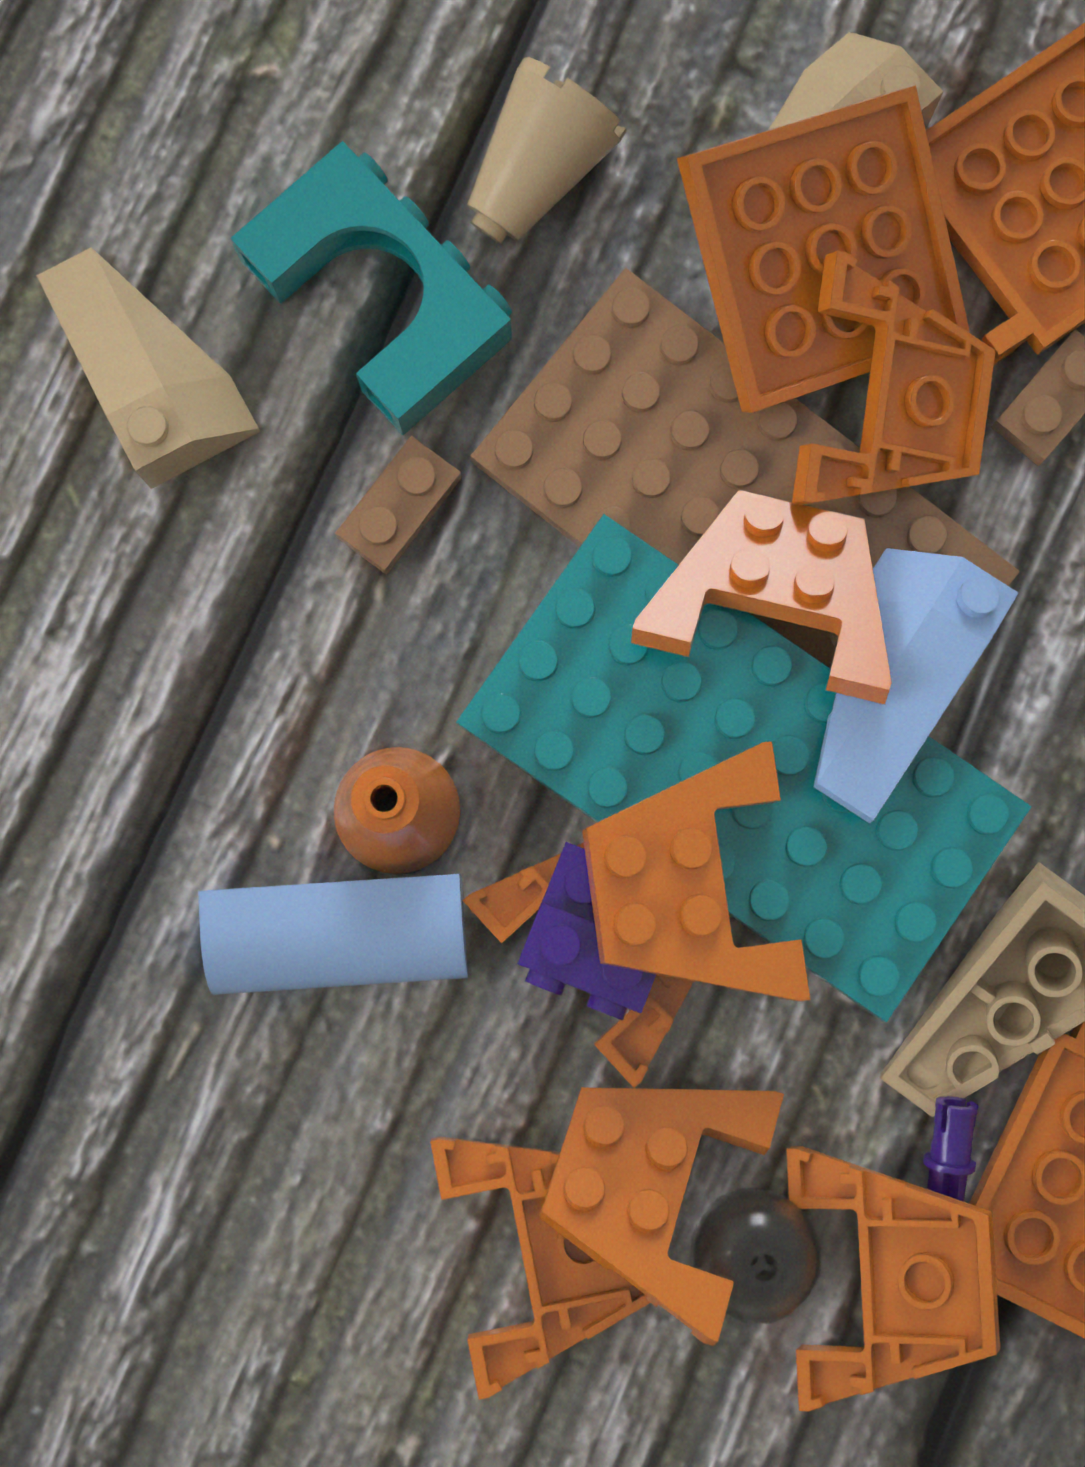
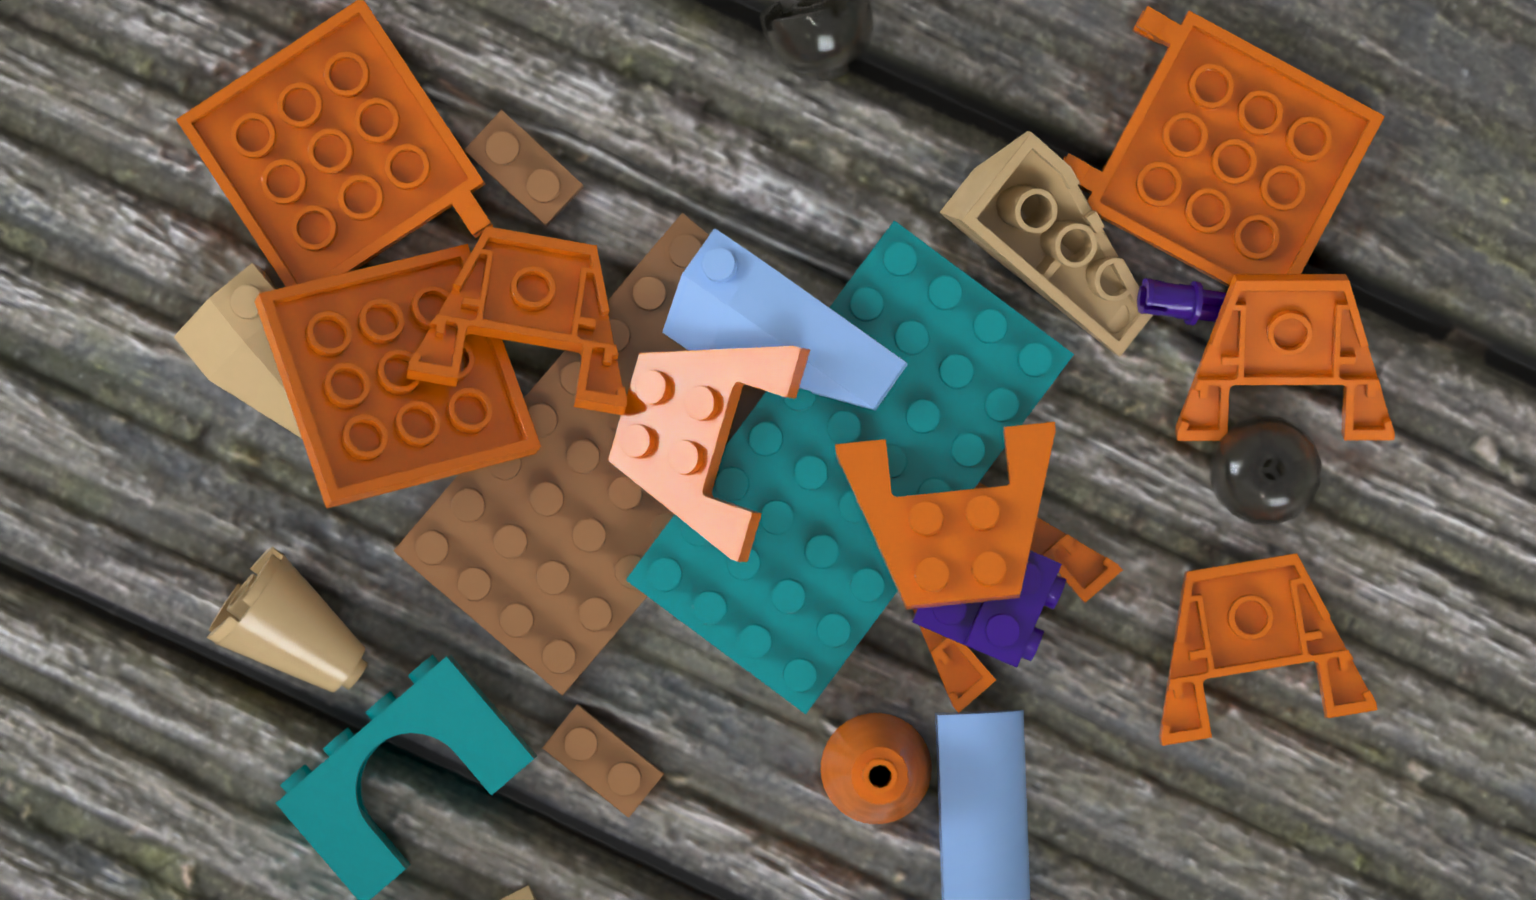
camera: 90 degrees left, 5 degrees up
(627, 1177) = (1194, 578): orange wing -> none

